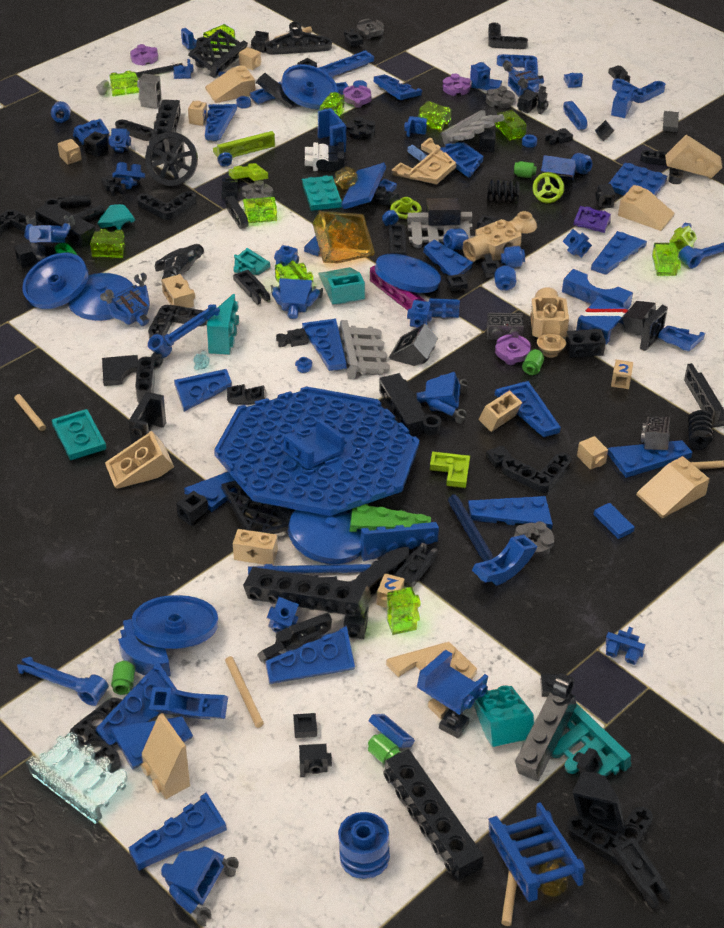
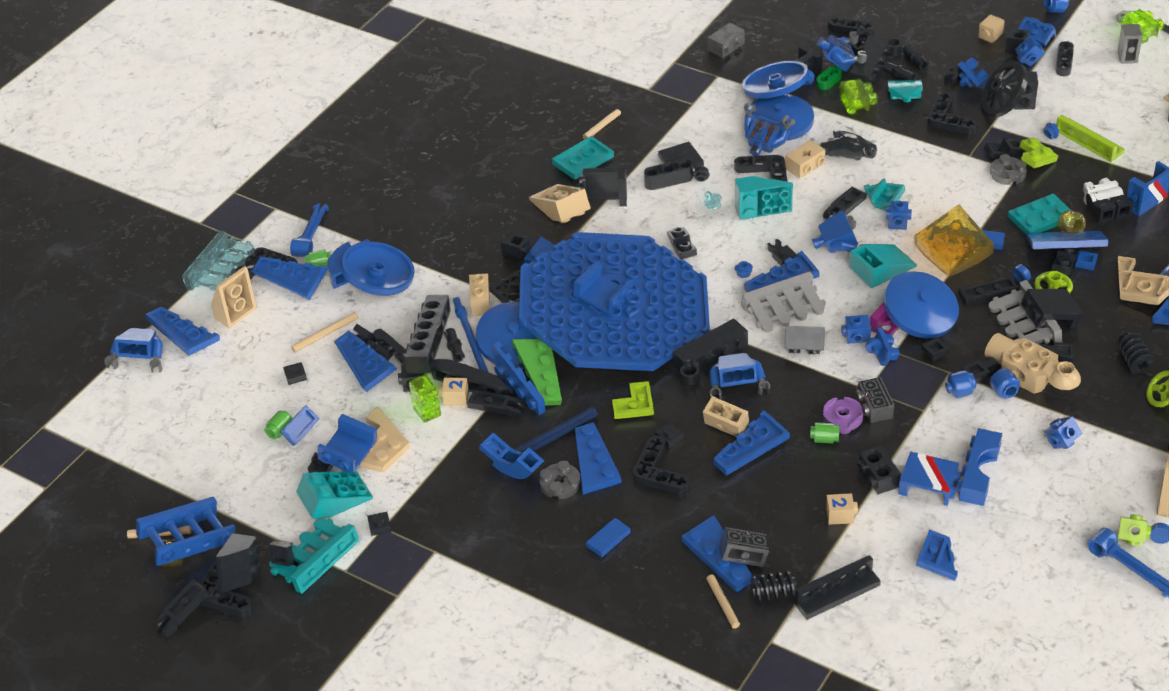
camera: 80 degrees right, 0 degrees up
(134, 738) = (264, 291): blue wing -> none
(163, 344) = (719, 169): blue piece -> none
(166, 121) = (1081, 75): black brick -> none
(188, 704) = (295, 296): blue arch -> none
(197, 113) = (1121, 88): tan brick -> none
(201, 387) = (676, 211): blue wing -> none
(218, 120) = (1129, 108): blue wing -> none
(236, 212) = (961, 162): black beam -> none
(260, 209) = (974, 177): clear neon green brick -> none
(282, 615) = (401, 328): blue brick -> none
(292, 271) = (872, 227): clear neon green hips -> none
(314, 759) = (259, 384): black brick -> none
(364, 845) = (176, 427): blue wheel -> none
(447, 259) = (973, 334): blue wing -> none
(454, 238) = (1006, 326): blue head -> none
(460, 863) = (220, 466): black brick -> none
(547, 729) = (309, 515): black hinge -> none
(549, 321) = (898, 429): tan brick -> none
(592, 219) = (1129, 441): dark purple bracket -> none
(592, 453) = (698, 502): tan brick -> none
(616, 251) = (1088, 477): blue wing -> none
(626, 642) = (437, 565): blue hips -> none
(637, 315) = (947, 508): black brick -> none
(653, 326) = (922, 516): black plate -> none
(665, 259) = (1084, 519): clear neon green brick -> none
(674, 487) = (672, 578): tan slope -> none

